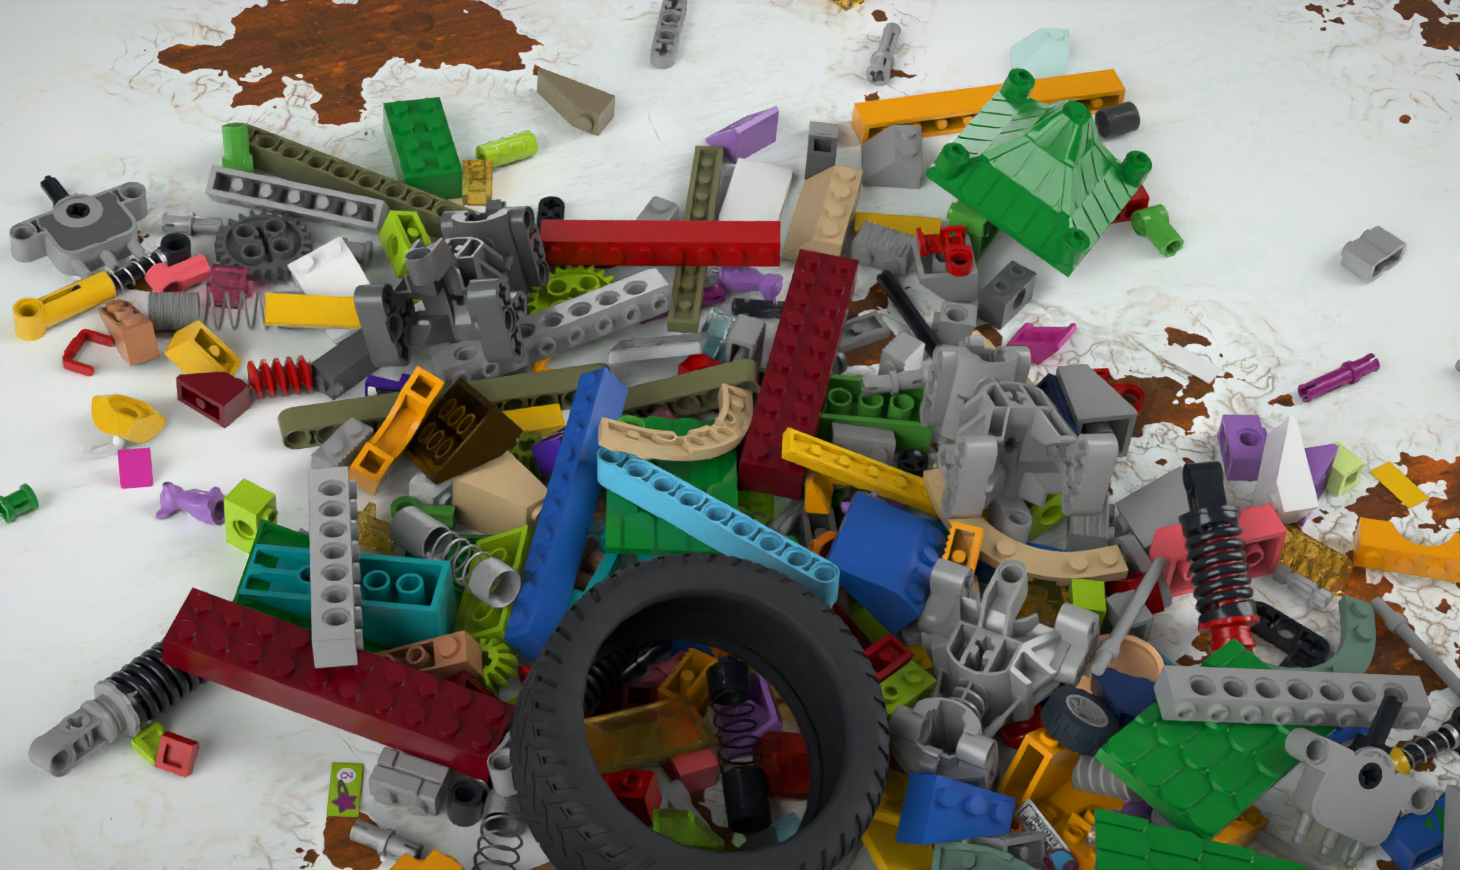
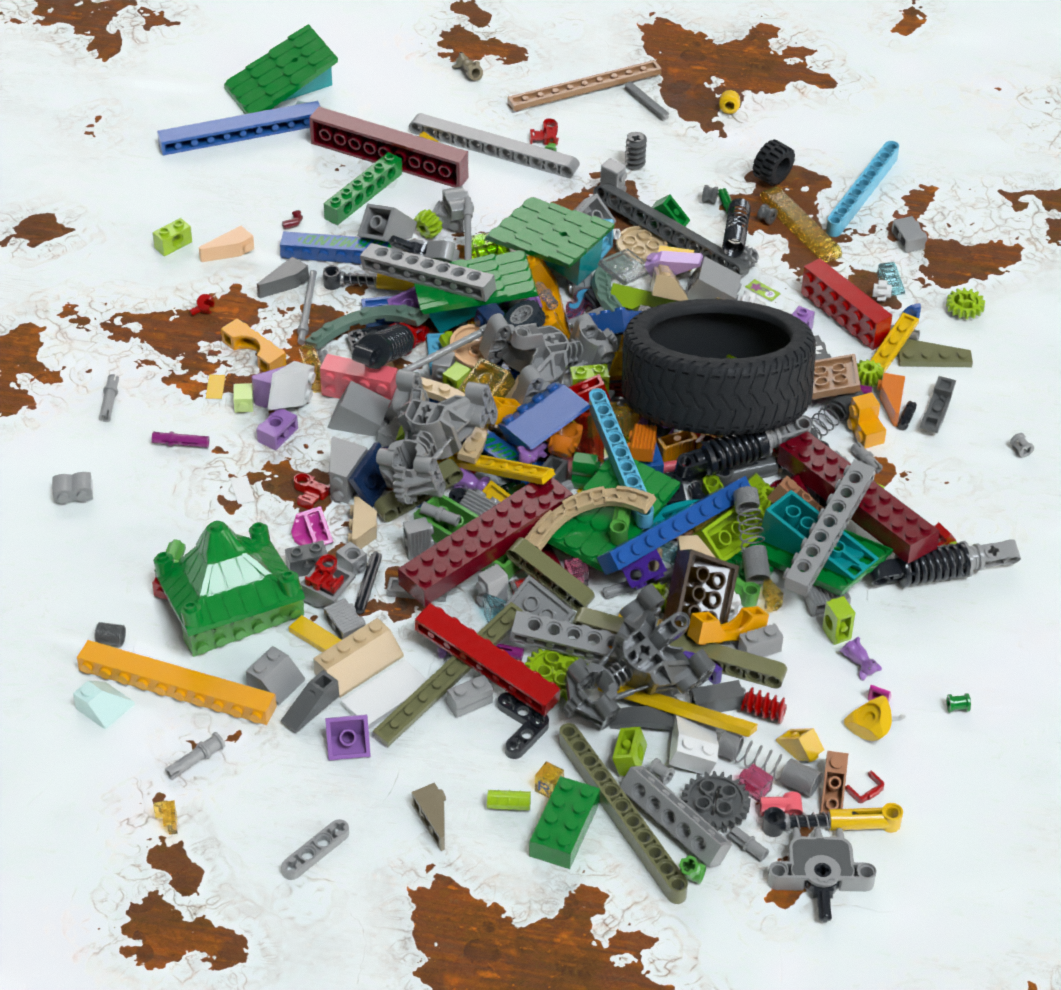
camera: 140 degrees left, 0 degrees up
(214, 395) = (808, 713): dark red slope -> none

